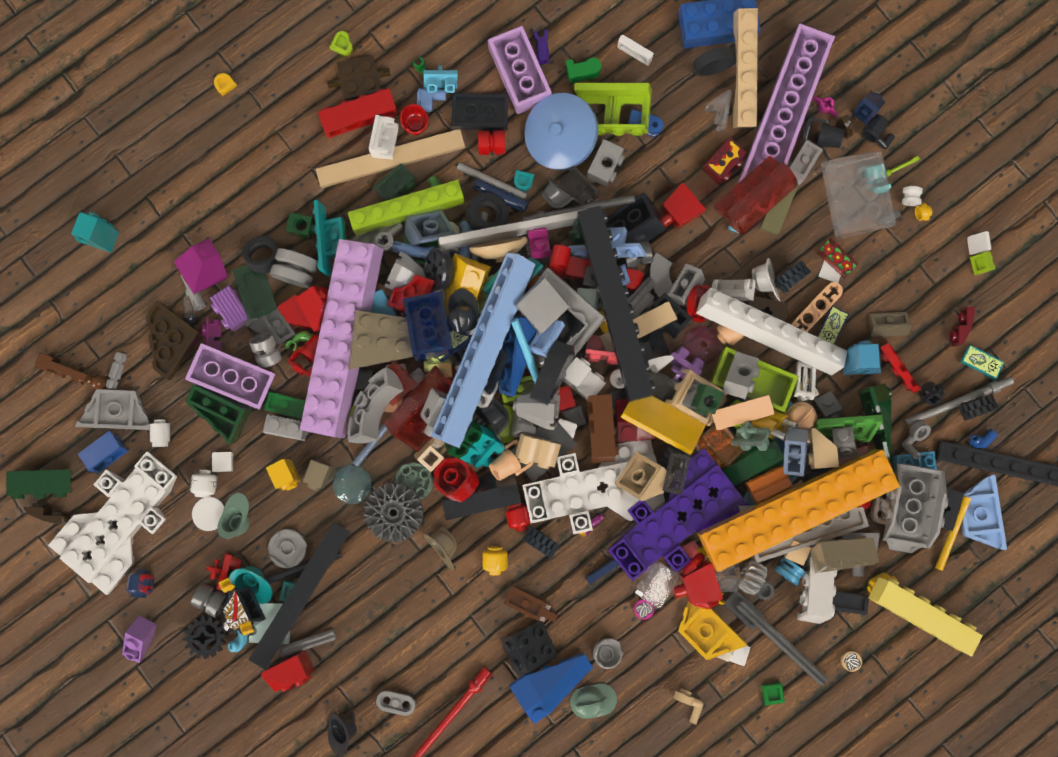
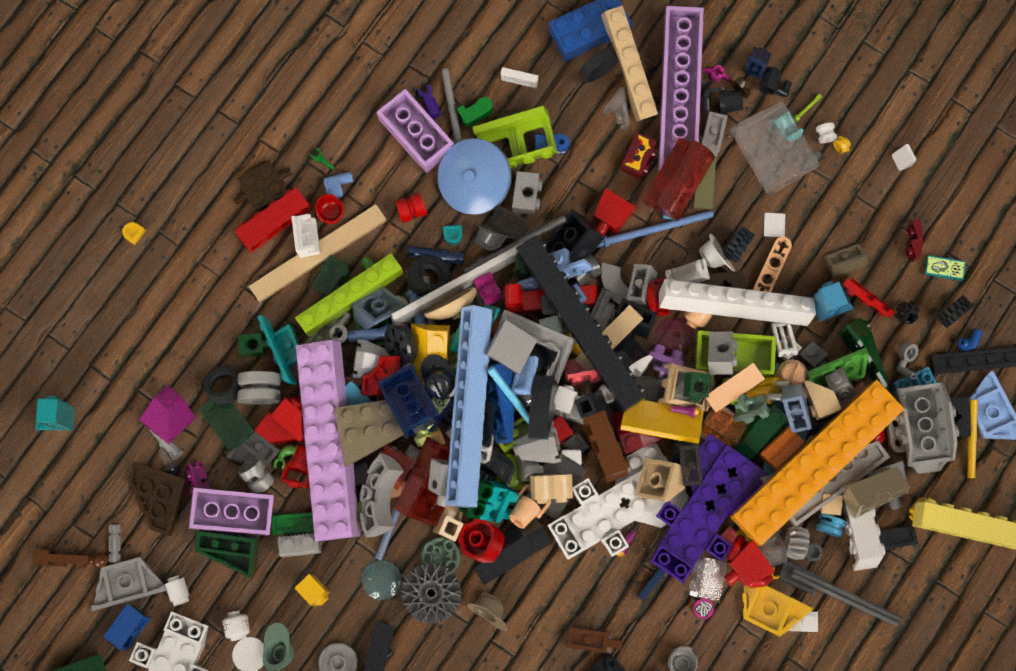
camera: 15 degrees left, 5 degrees down
(222, 461) = (247, 599): white tile -> none
(230, 307) = (209, 446): medium lavender brick -> none
(317, 475) = (345, 581): dark tan brick -> none
(342, 44) = (235, 158): lime tile -> none
(440, 79) = (341, 163): medium azure hips -> none
(479, 112) = (390, 182): black tile -> none
(495, 560) = (544, 607): yellow head -> none
(501, 185) = (420, 243): light grey bar -> none
(518, 517) = (553, 558): red head -> none
(540, 542) = (583, 575): black bush -> none
(561, 57) = (451, 106): none -> light grey bar
(600, 384) = (591, 404): none -> black brick
(695, 421) = (693, 411): none -> magenta piece
(717, 236) = (655, 228): none -> medium blue bar
(772, 693) = (854, 649): green tile -> none
(832, 325) = (792, 278): tile -> none
(837, 258) = (775, 213): tile -> none
(851, 661) = (918, 593): tile -> none
(982, 263) = (913, 175): lime tile -> none
(992, 388) = (963, 289): light grey bar -> none

